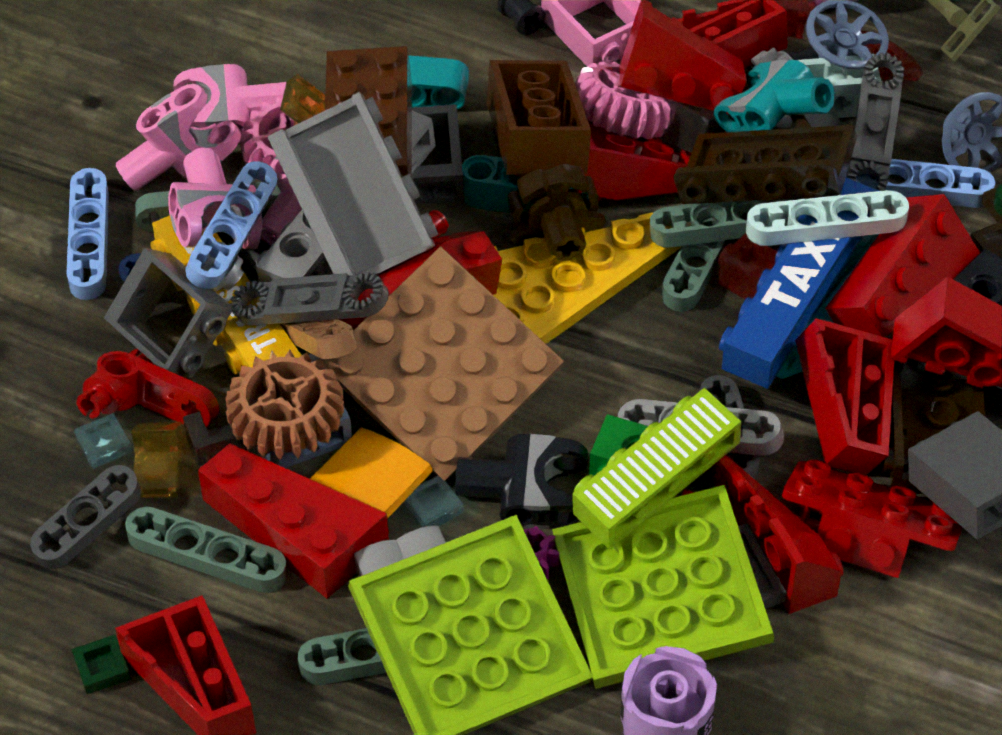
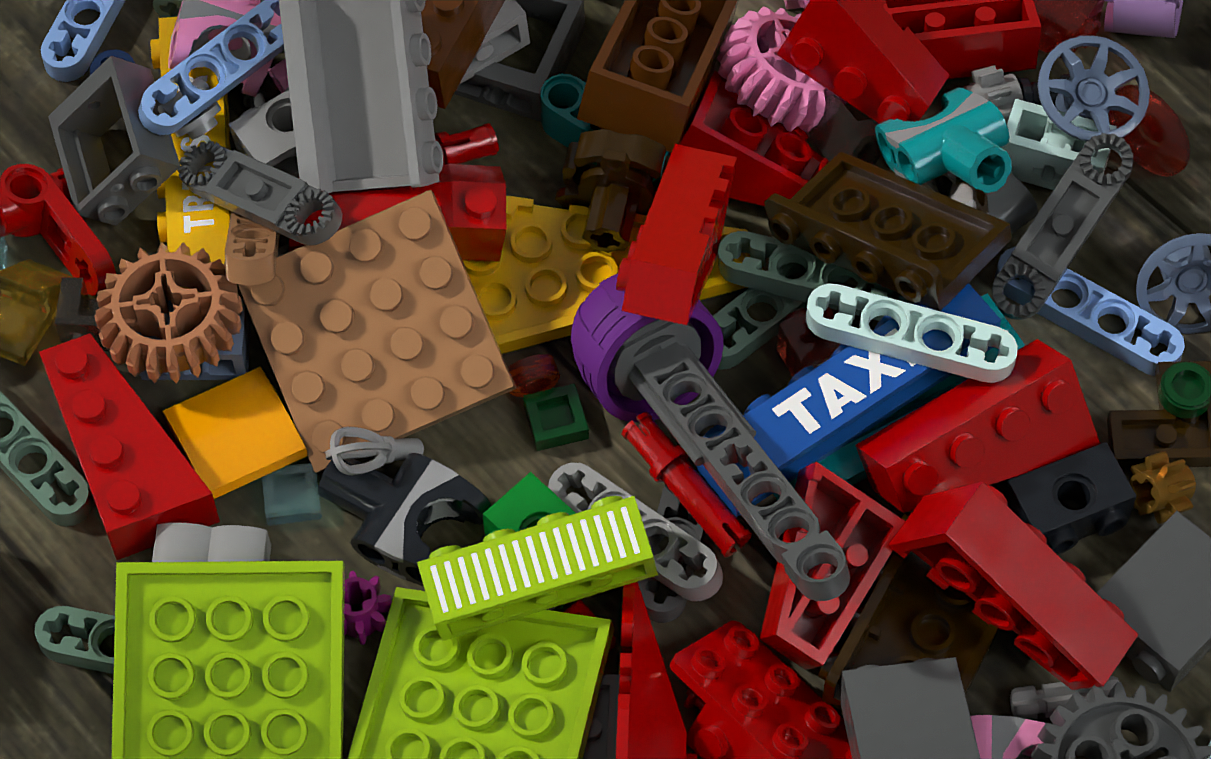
camera: 25 degrees right, 10 degrees up
(491, 443) = (383, 448): none -> light grey piece
(570, 353) = (534, 374): none -> clear red tile
(593, 381) = (555, 417): none -> dark green tile
(633, 212) = (679, 237): none -> red wedge
(644, 303) = (661, 367): none -> dark grey piece
(702, 374) = (671, 466): none -> red pin

